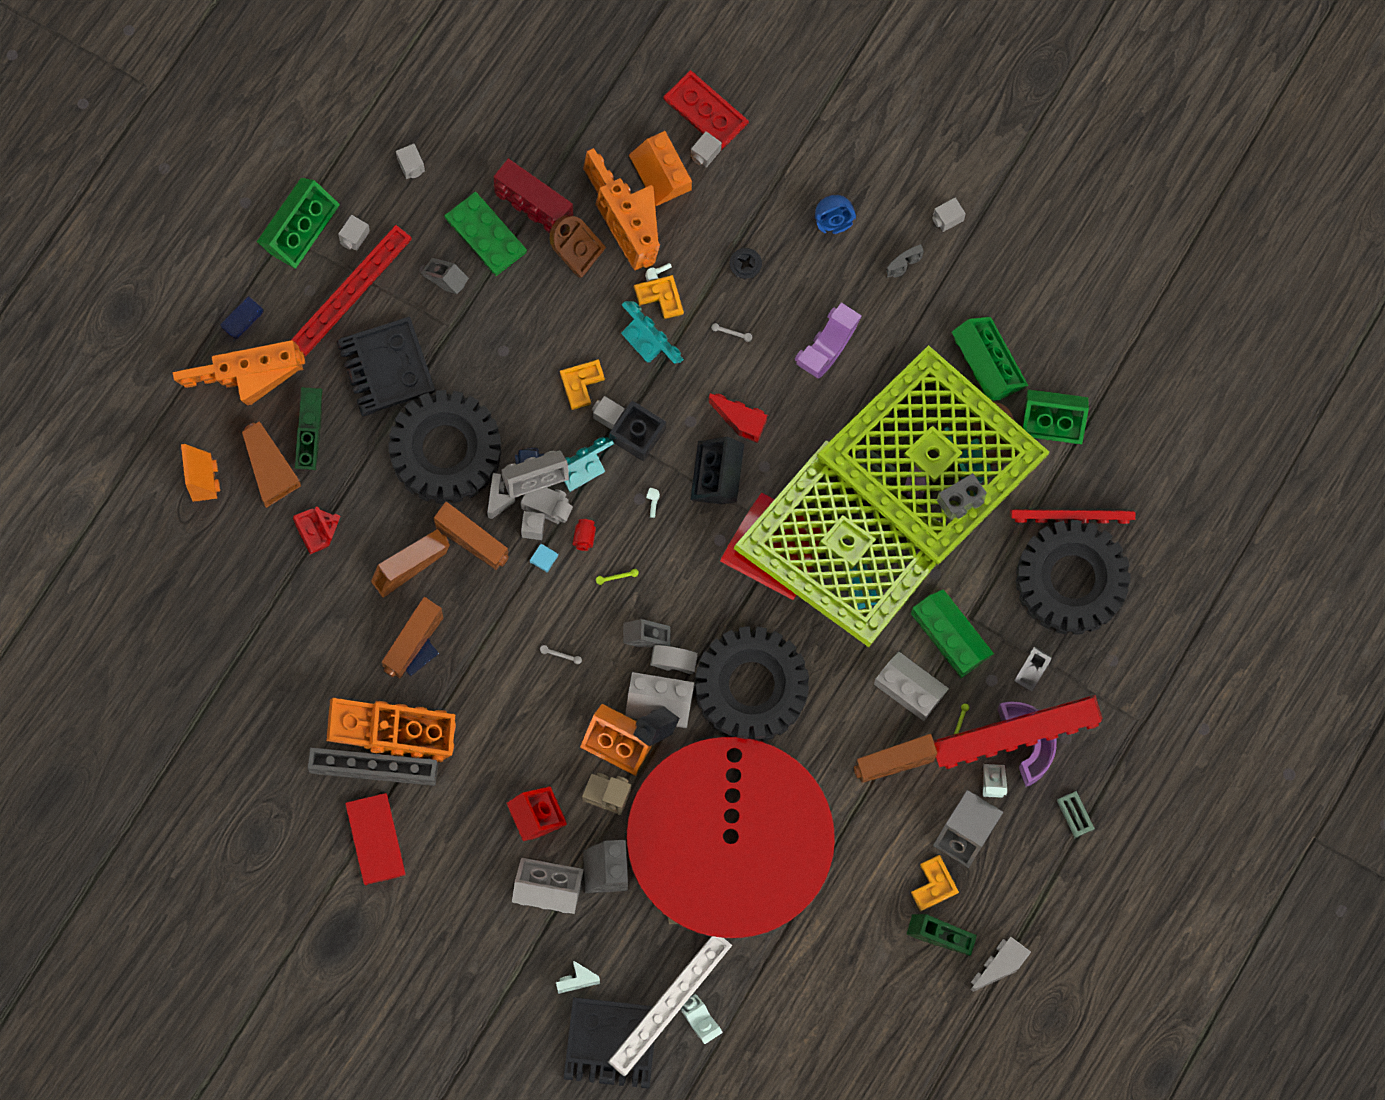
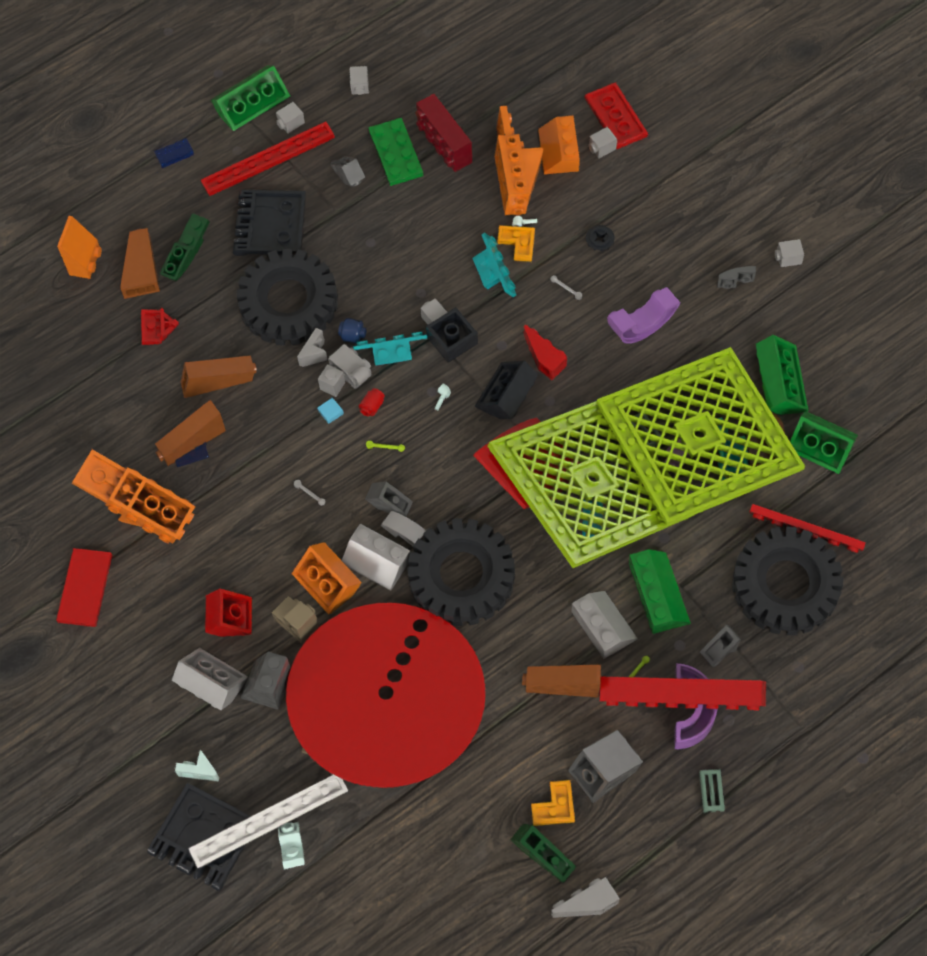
camera: 30 degrees right, 10 degrees down
(252, 370) = (155, 186): orange wedge -> none
(373, 766) = (108, 525): dark grey brick -> none
(470, 536) = (275, 370): dark orange slope -> none
(535, 473) = (348, 337): light grey slope -> none
(577, 245) = (463, 177): reddish brown tile -> none
(577, 378) = (420, 282): light orange tile -> none
(656, 726) = (360, 575): black brick -> none
(834, 214) = (690, 222): blue cylinder -> none
(958, 493) = (708, 468): dark grey brick -> none
(994, 780) = (646, 733): light aqua slope -> none

